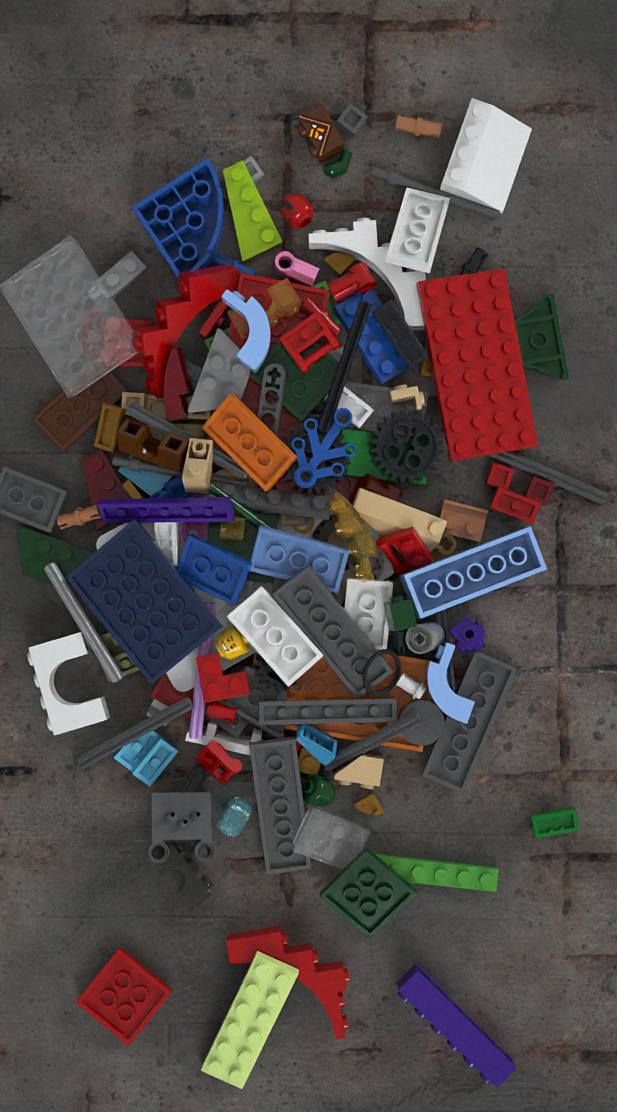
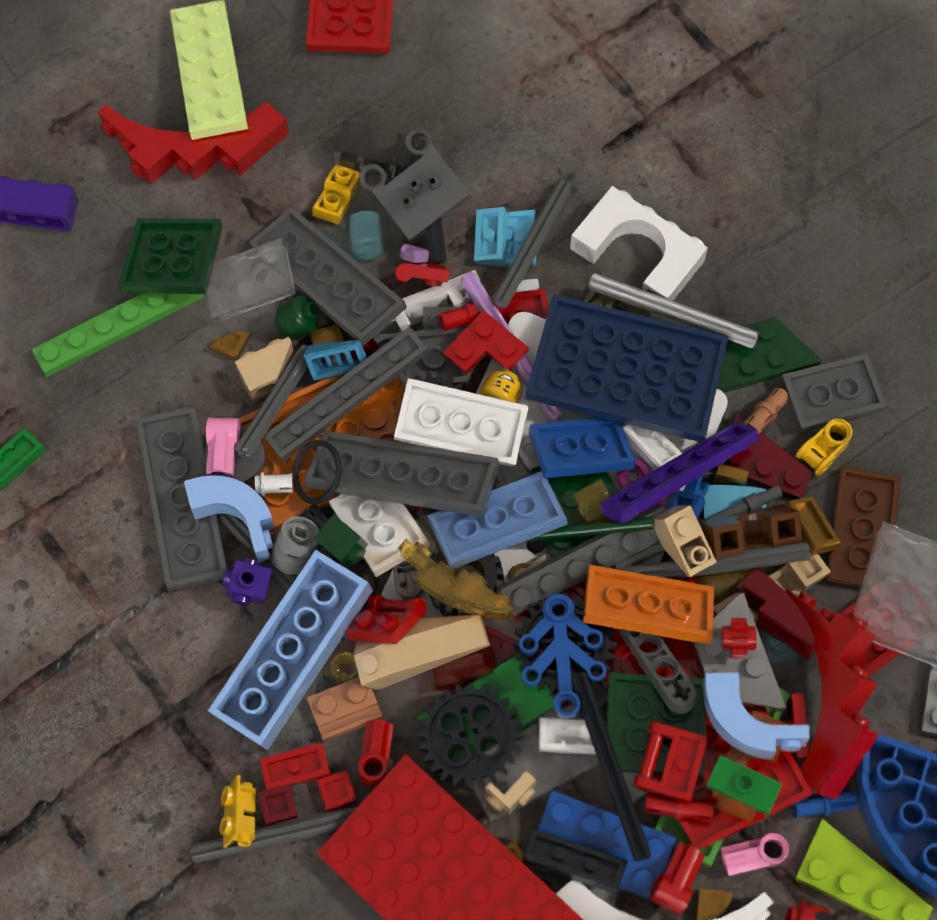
camera: 145 degrees right, 20 degrees down
(63, 468) = (823, 450): none -> yellow piece
(214, 782) = (414, 254): none -> lavender tile
(215, 381) = (739, 638): none -> red gear
(229, 864) = (337, 194): none -> yellow slope
(280, 296) = (744, 785): none -> green plate
(423, 736) = (221, 438): none -> bright pink piece
(462, 481) = (375, 751): none -> red piece
(560, 510) = (235, 825): none -> yellow hinge

